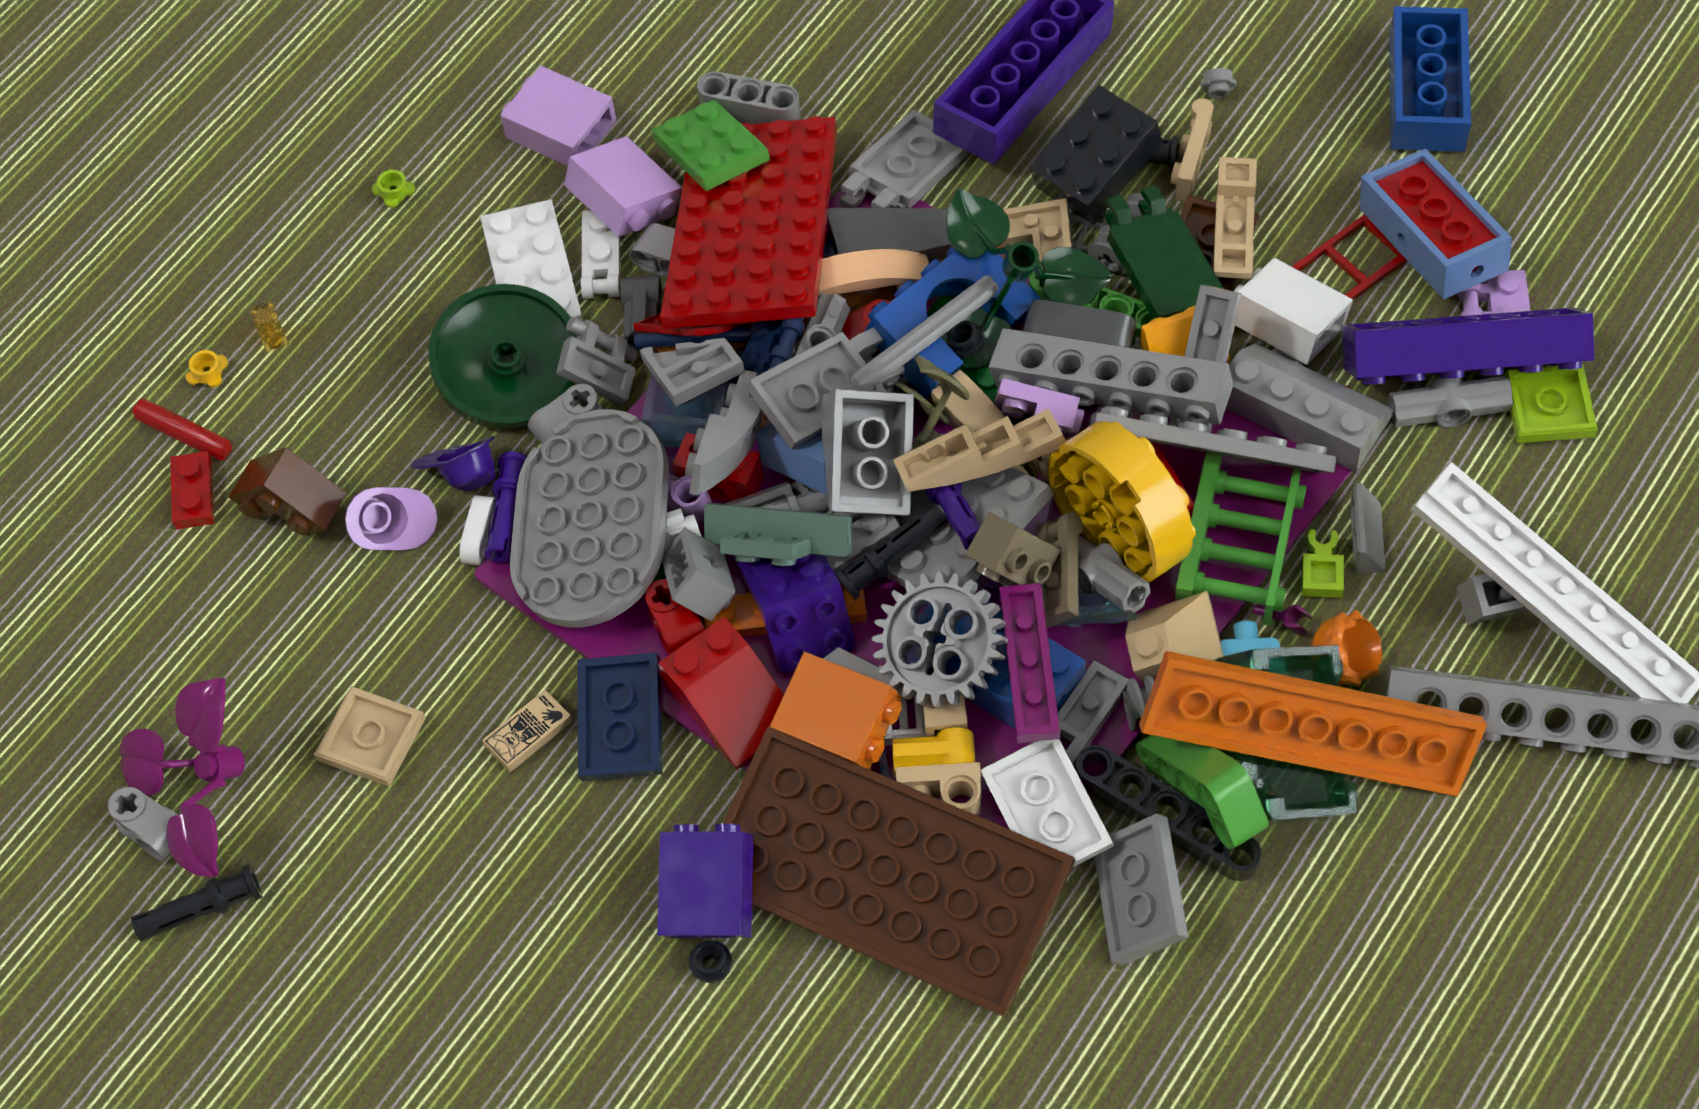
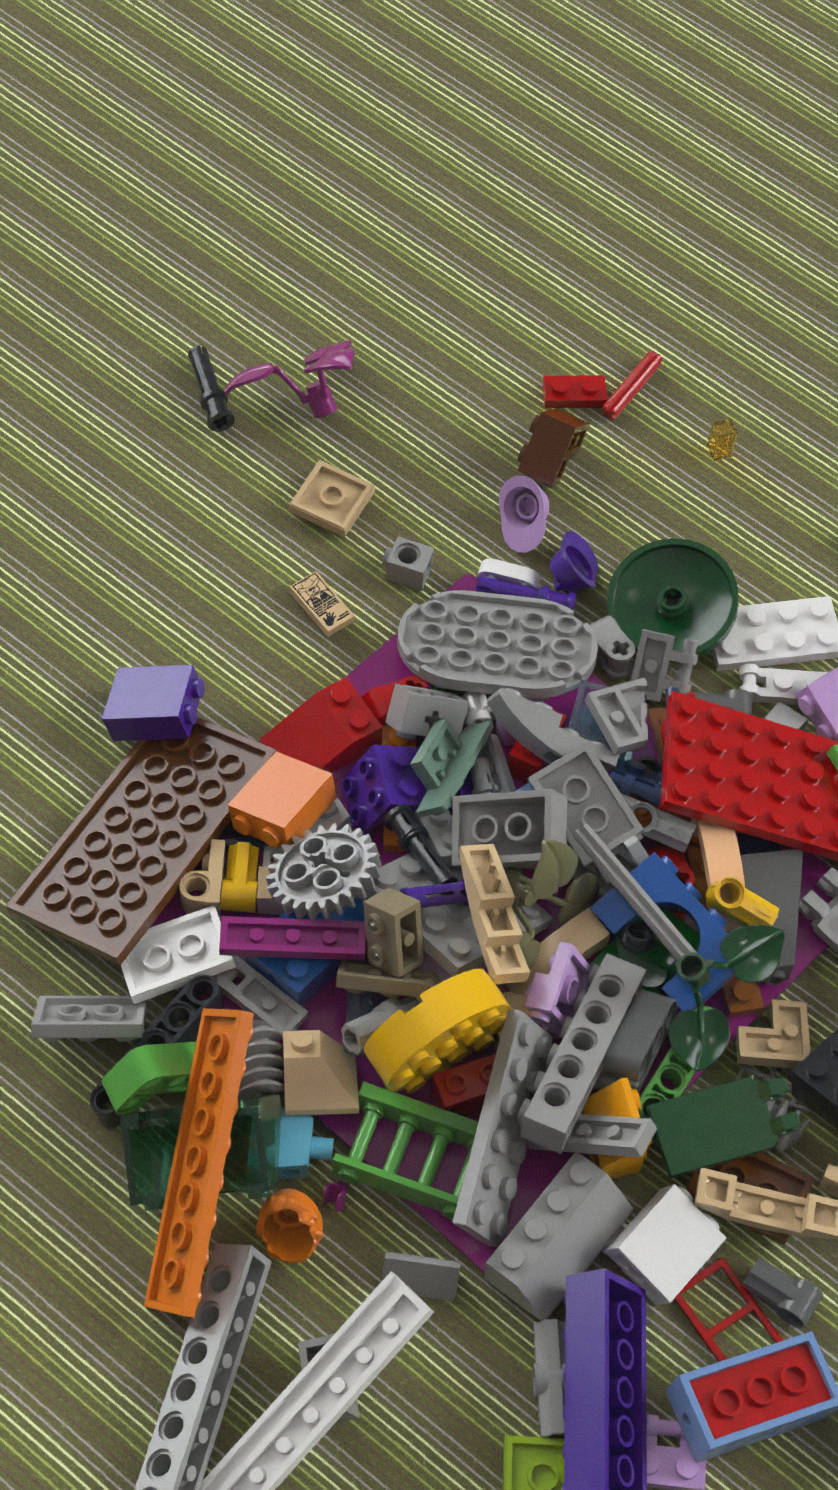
camera: 85 degrees right, 0 degrees up
(141, 820) = (283, 351): light grey piece -> none
(206, 360) = (692, 395): yellow plate -> none
(463, 622) = (413, 574): none -> light grey brick
(619, 717) = (316, 659): dark blue plate -> none
(709, 950) = (92, 705): black plate -> none
(913, 246) = (744, 906): none -> yellow piece
(1313, 212) = (792, 1298): none -> dark grey piece
(1321, 569) = (380, 1228): lime plate -> none

